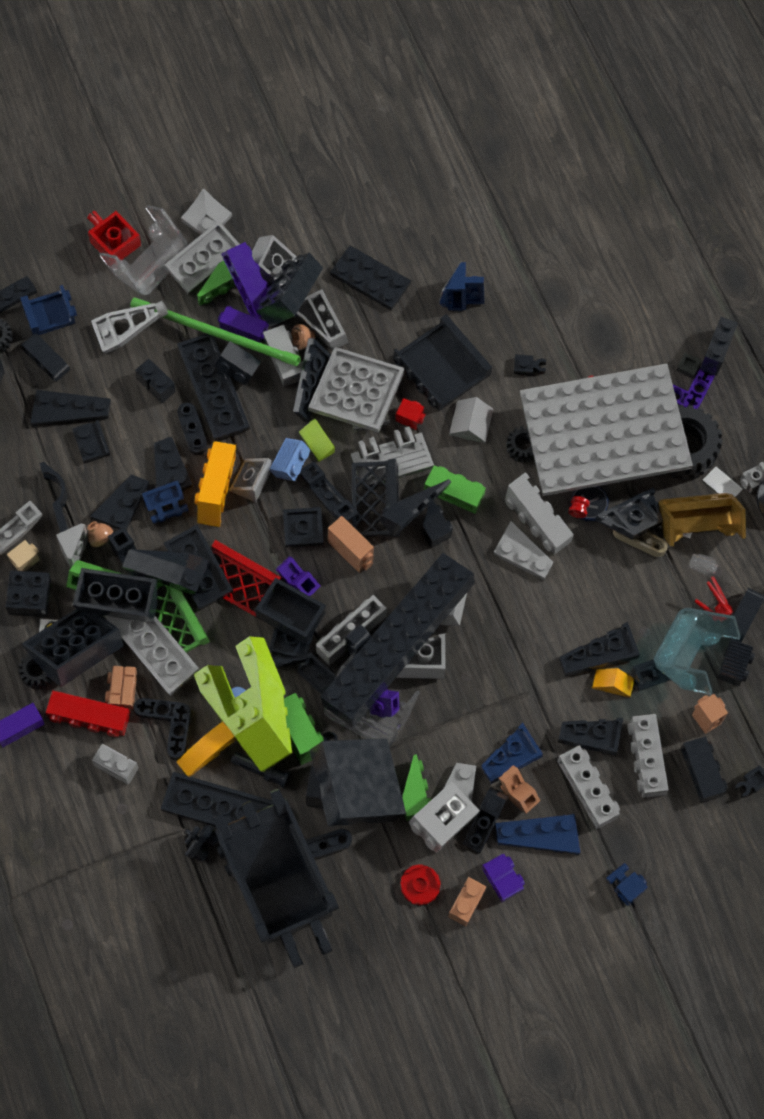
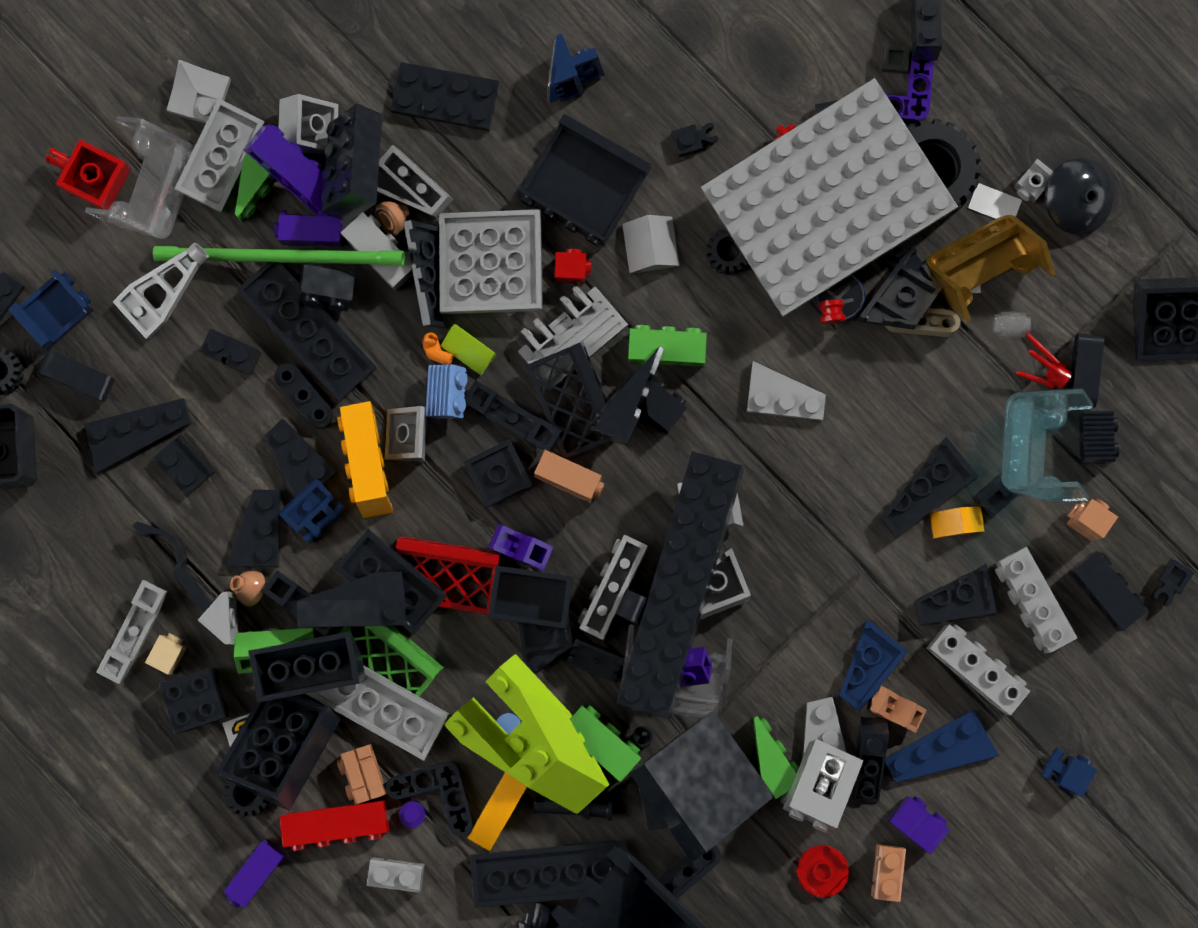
camera: 20 degrees left, 15 degrees up
(144, 729) = (412, 814): none -> dark purple plate
(293, 430) = (433, 350): none -> orange arm
(537, 514) = (785, 342): light grey wedge -> none

